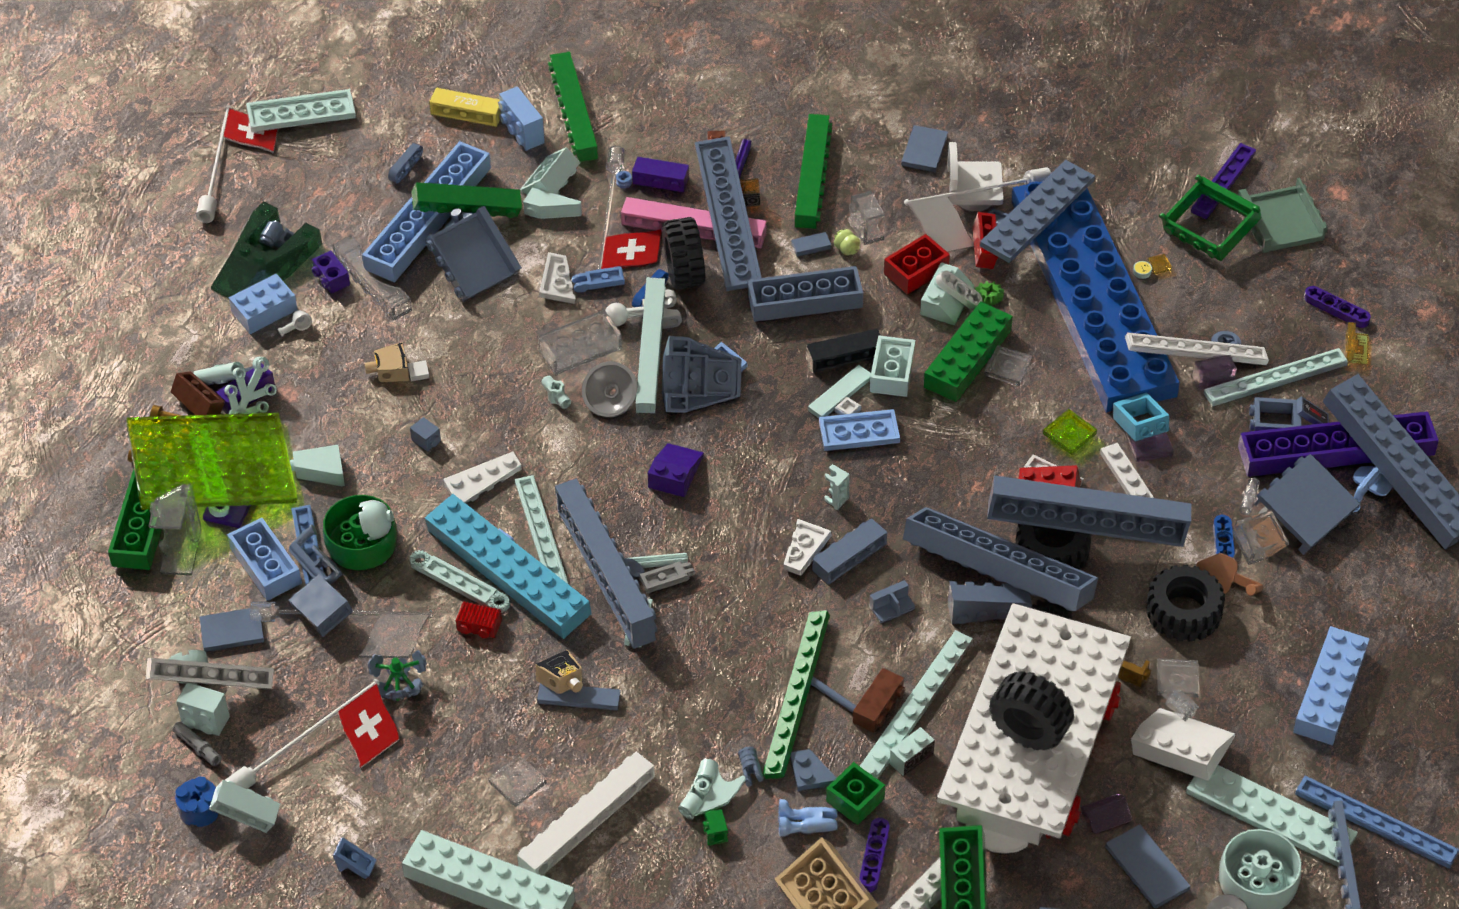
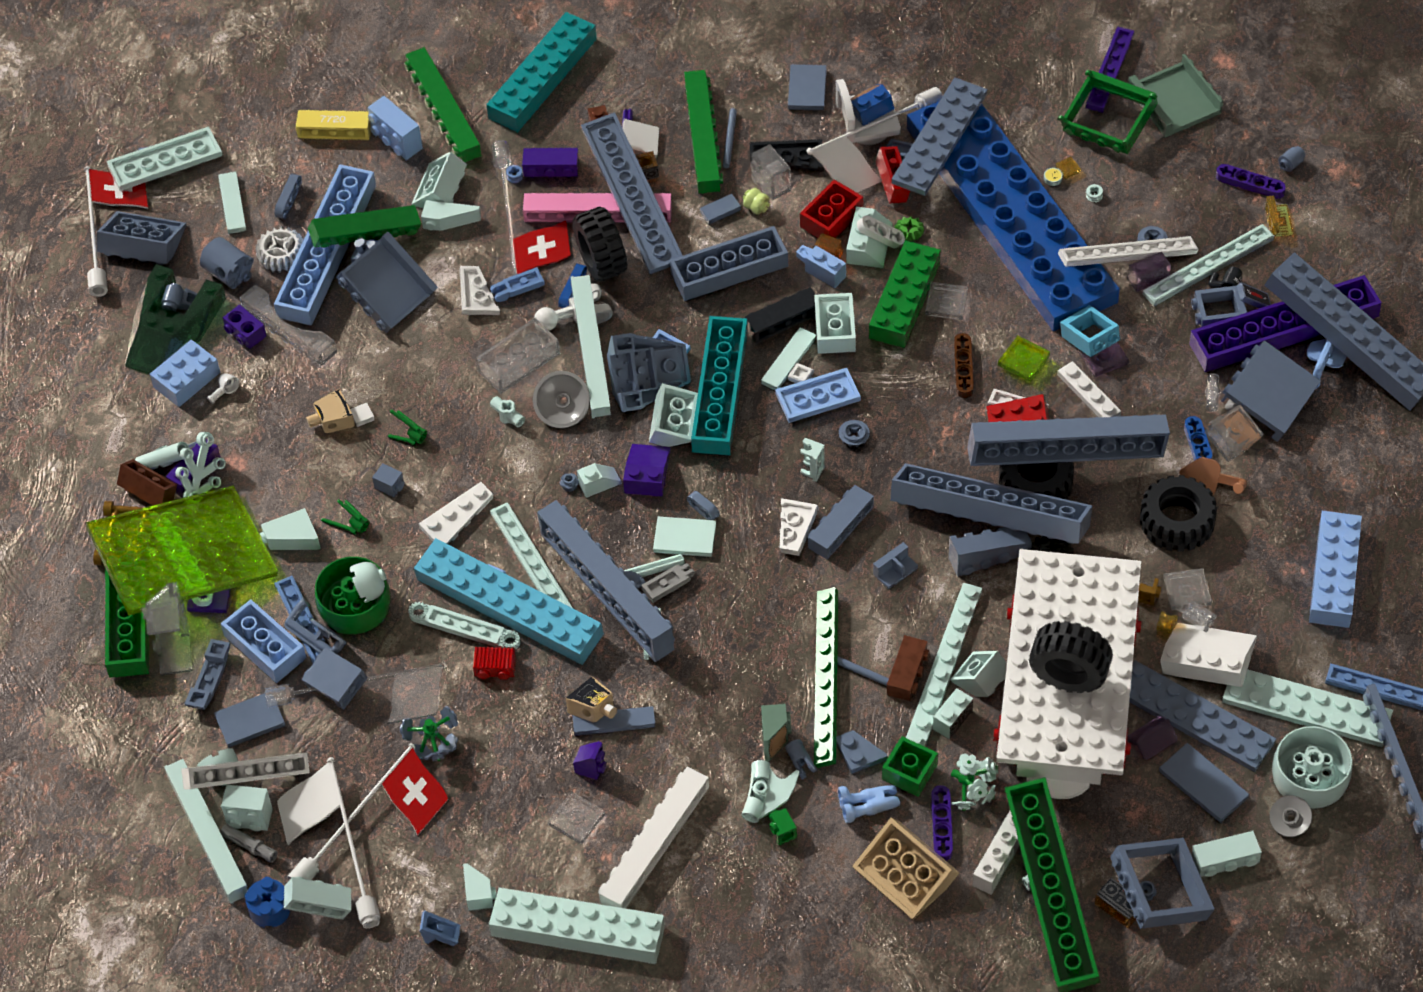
camera: 10 degrees left, 5 degrees up
(160, 729) = (208, 834): none -> light aqua tile
(206, 582) = (210, 675): none -> sand blue slope
(257, 176) = (140, 237): none -> sand blue slope
(263, 719) = (311, 804): none -> white flag
(329, 211) = (226, 262): none -> sand blue cylinder
(352, 160) = (232, 202): none -> light aqua tile
(381, 207) = (278, 248): none -> white gear
(385, 467) = (357, 521): none -> green plant
(402, 829) = (478, 889): none -> light aqua slope
(463, 395) = (415, 432): none -> green plant
(544, 728) = (590, 760): none -> dark purple slope
(597, 467) = (571, 485): none -> sand blue plate
(625, 468) = (597, 478): none -> light aqua slope
(674, 92) = (541, 72): none -> teal brick
(694, 537) = (684, 536): none -> light aqua tile
(713, 424) = (673, 416): none -> light aqua slope
(719, 512) = (703, 506): none -> sand blue beam
(731, 732) = (775, 728): none -> sand green slope
(752, 166) = (641, 136): none -> white tile
(765, 404) = (719, 385): none -> teal brick
(841, 173) = (729, 138): none -> sand blue bar
(888, 466) = (854, 426): none -> sand blue gear
(893, 205) = (793, 152): none -> black wing
(895, 311) = (822, 265): none -> light blue hinge
(904, 297) = (830, 244): none -> clear orange brick
(912, 824) = (977, 789): none -> light aqua plant
(948, 719) = (981, 673): none -> light aqua slope
(979, 171) = (872, 104): none -> blue slope
(1009, 428) = (963, 365): none -> reddish brown beam
(1148, 705) = (1167, 622): none -> clear yellow wheel
(1156, 801) = (1199, 717): none -> sand blue plate
(1181, 287) = (1094, 188): none -> light aqua bush
(1294, 392) = (1231, 278): none -> black piece
(1383, 292) = (1291, 158): none -> sand blue brick

